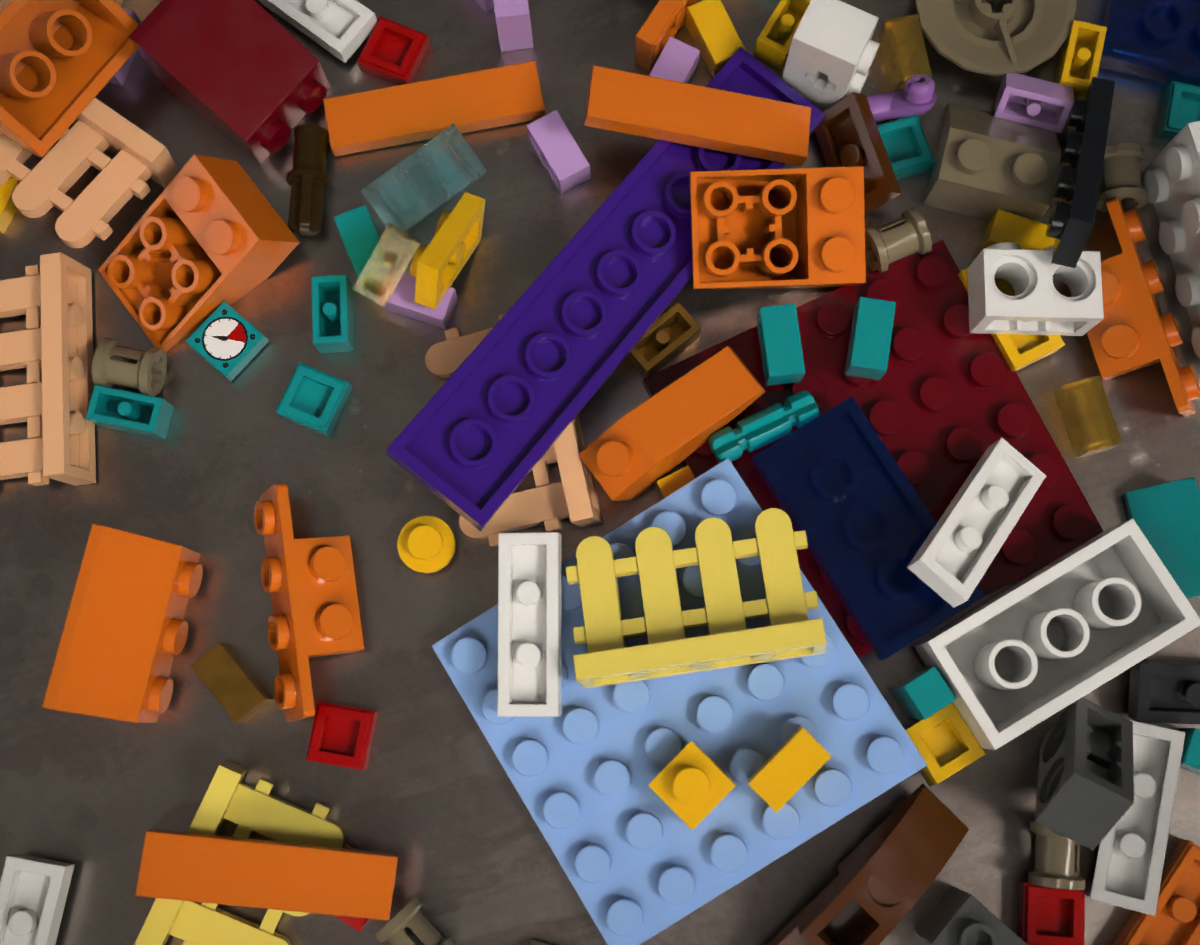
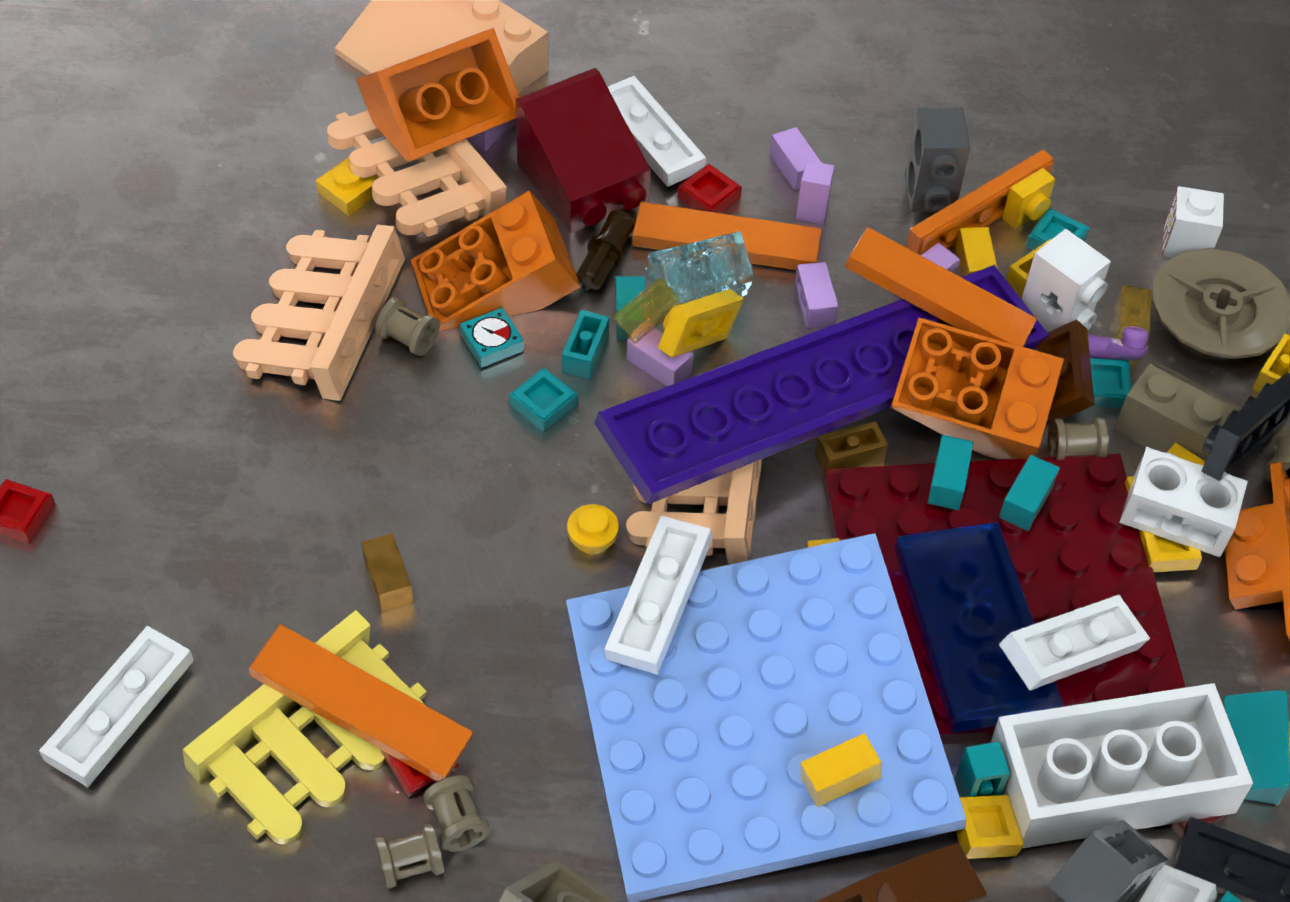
camera: 15 degrees right, 25 degrees down
(124, 627) = (323, 491): orange slope -> none
(130, 412) = (392, 358): teal piece -> none
(310, 600) = (479, 532): orange bracket -> none
(342, 735) = (460, 645): red tile -> none
(670, 426) = (833, 497): orange slope -> none
(692, 784) = (750, 761): yellow plate -> none
(724, 612) = (797, 648): light yellow fence -> none
(763, 427) = (911, 523): teal axle -> none
(1034, 102) = (1230, 379): lavender piece -> none
(1087, 417) = (1207, 624): clear yellow piece -> none

